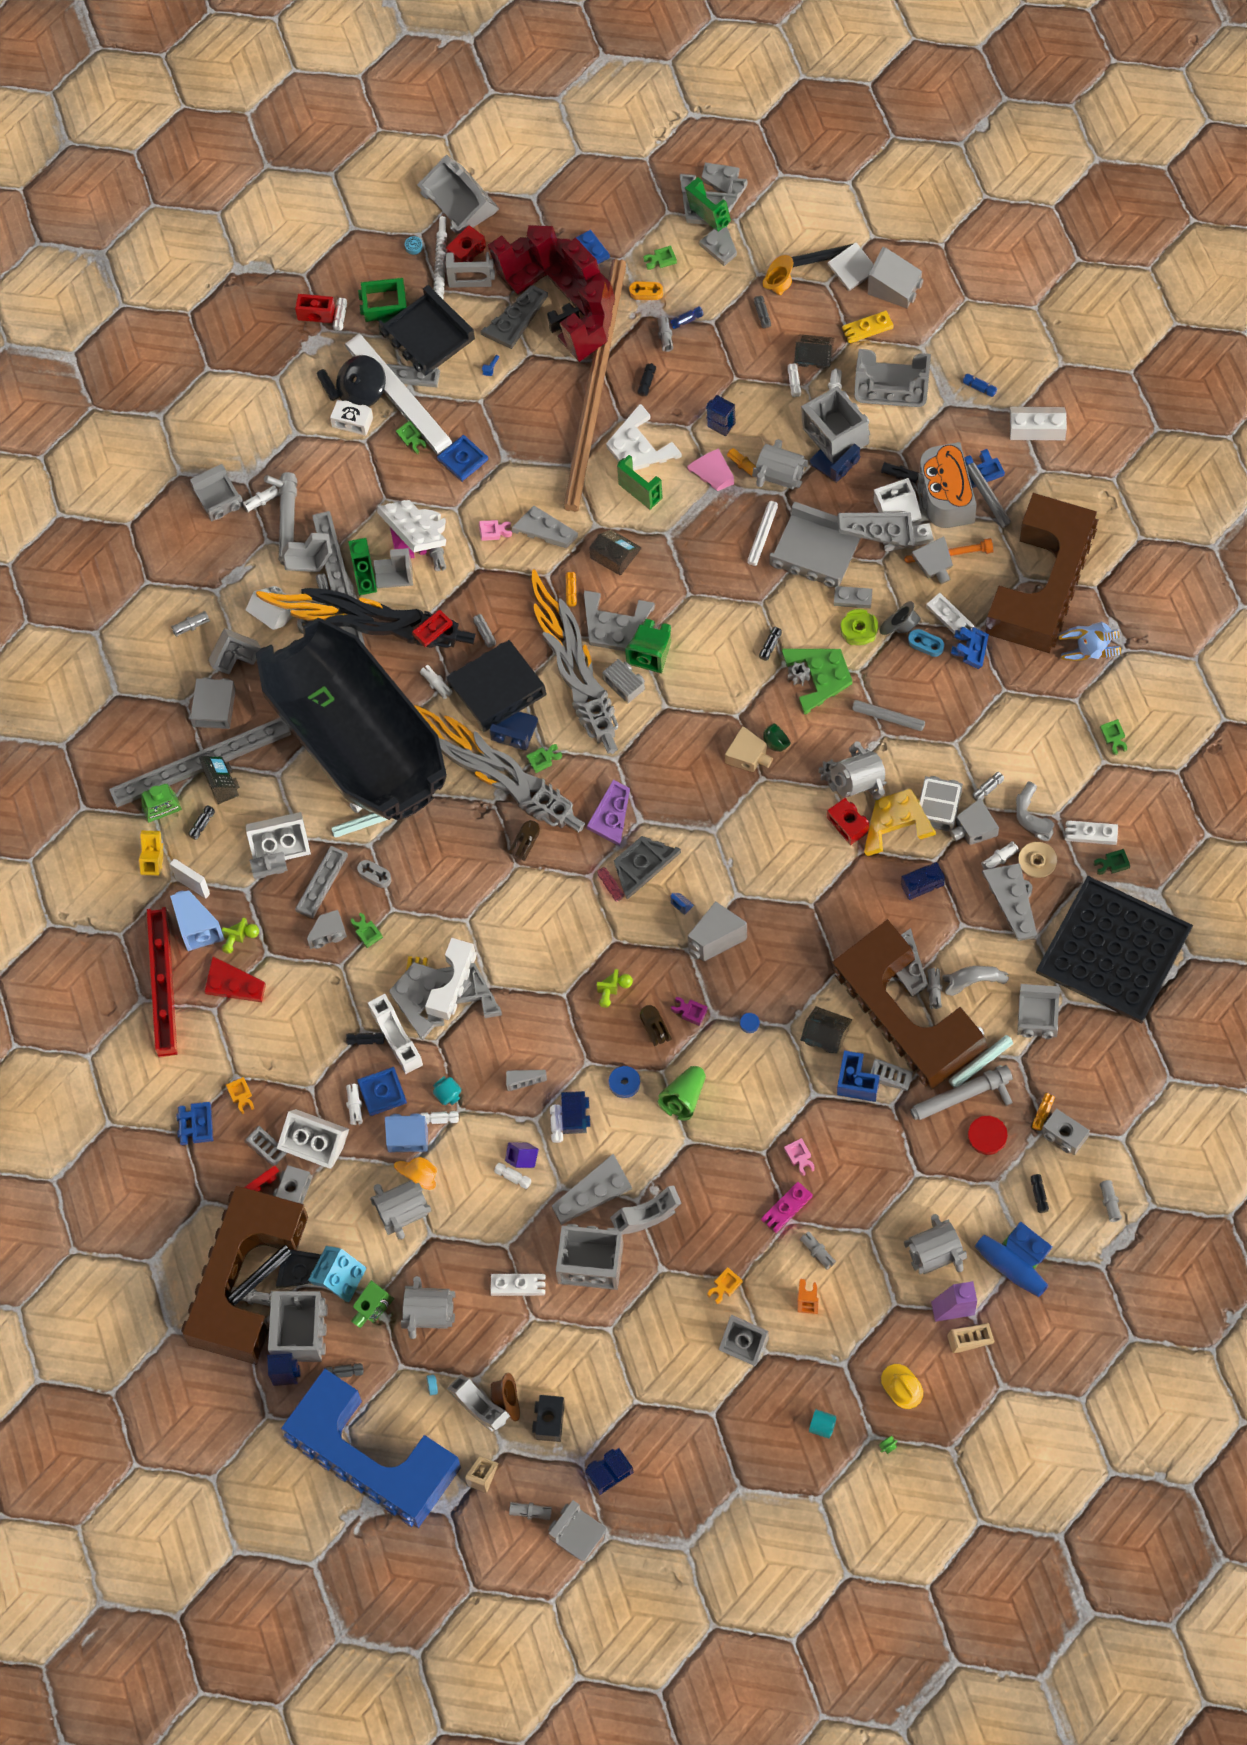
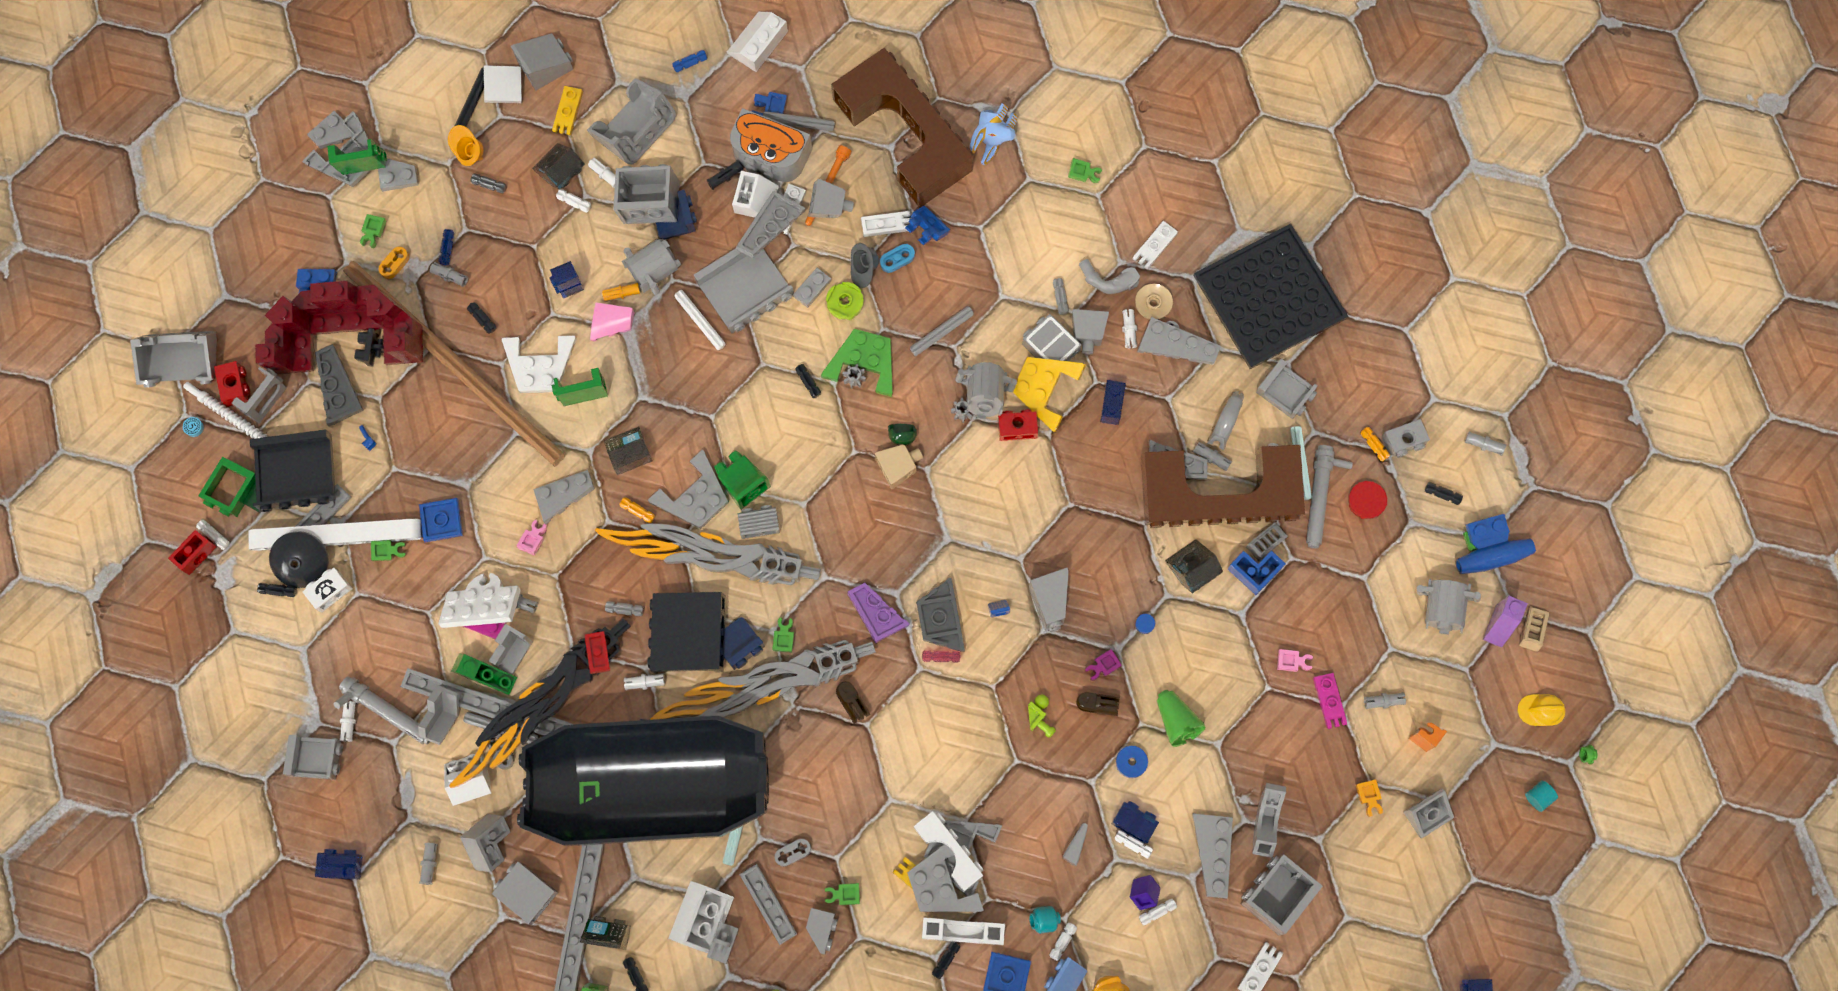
camera: 60 degrees left, 10 degrees up
(147, 563) = (337, 865): none -> clear blue brick
(1115, 861) = (1194, 244): dark green plate -> none

